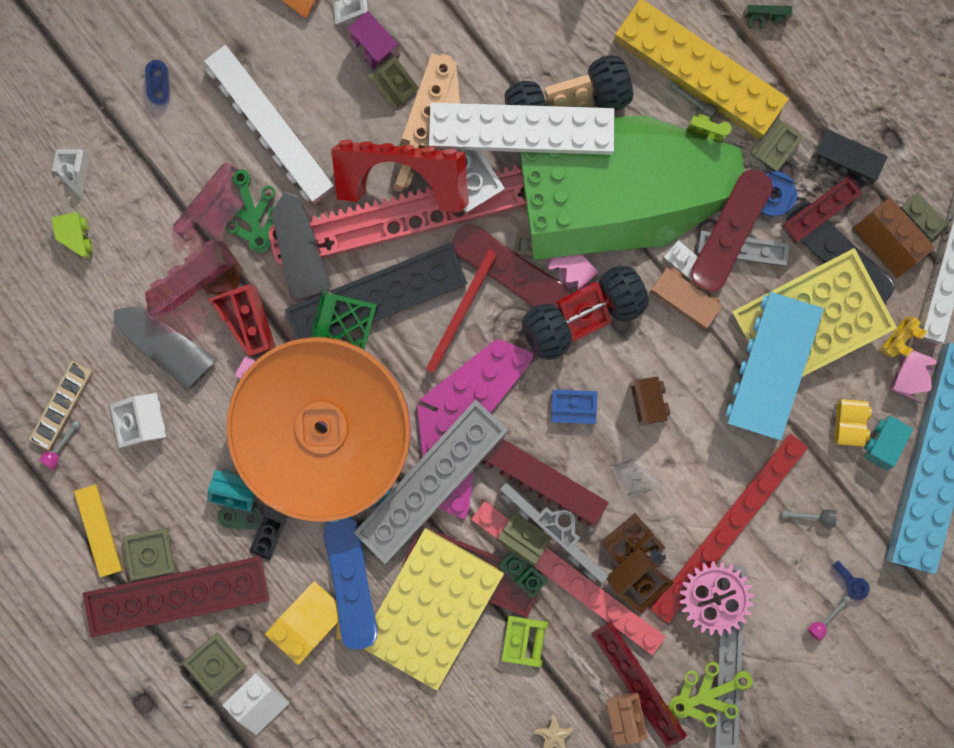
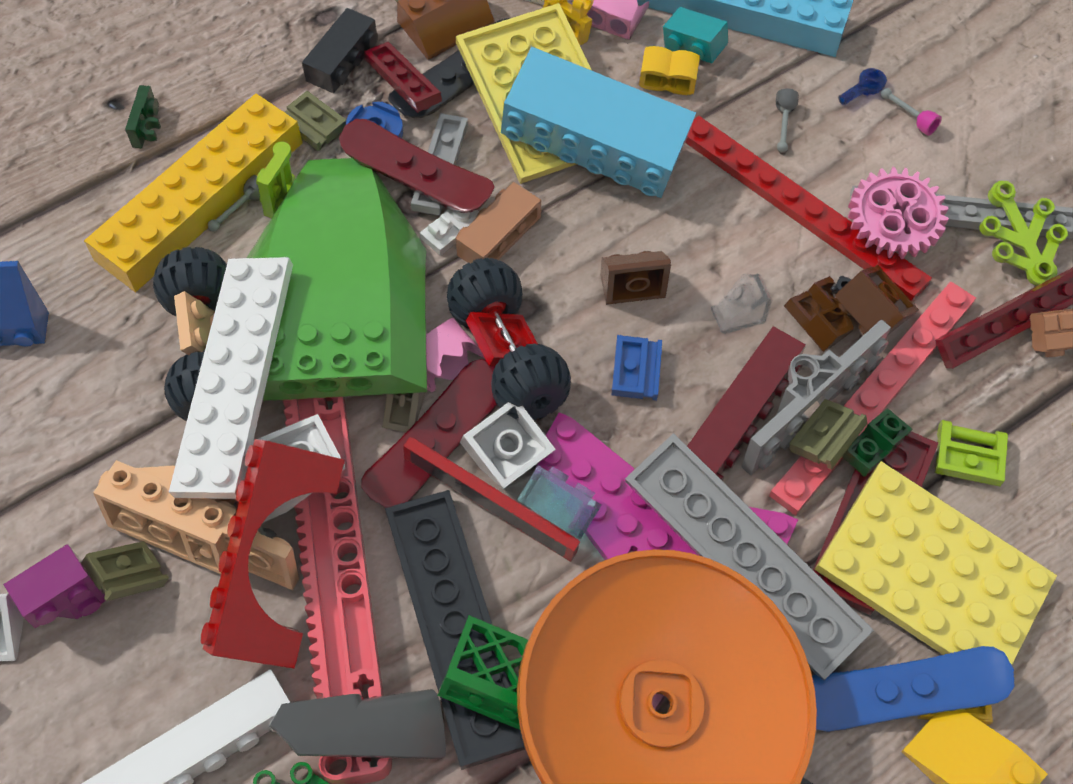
camera: 85 degrees left, 25 degrees down
(461, 357) = (560, 502): none -> clear light blue brick
(500, 319) = (507, 446): none -> white slope

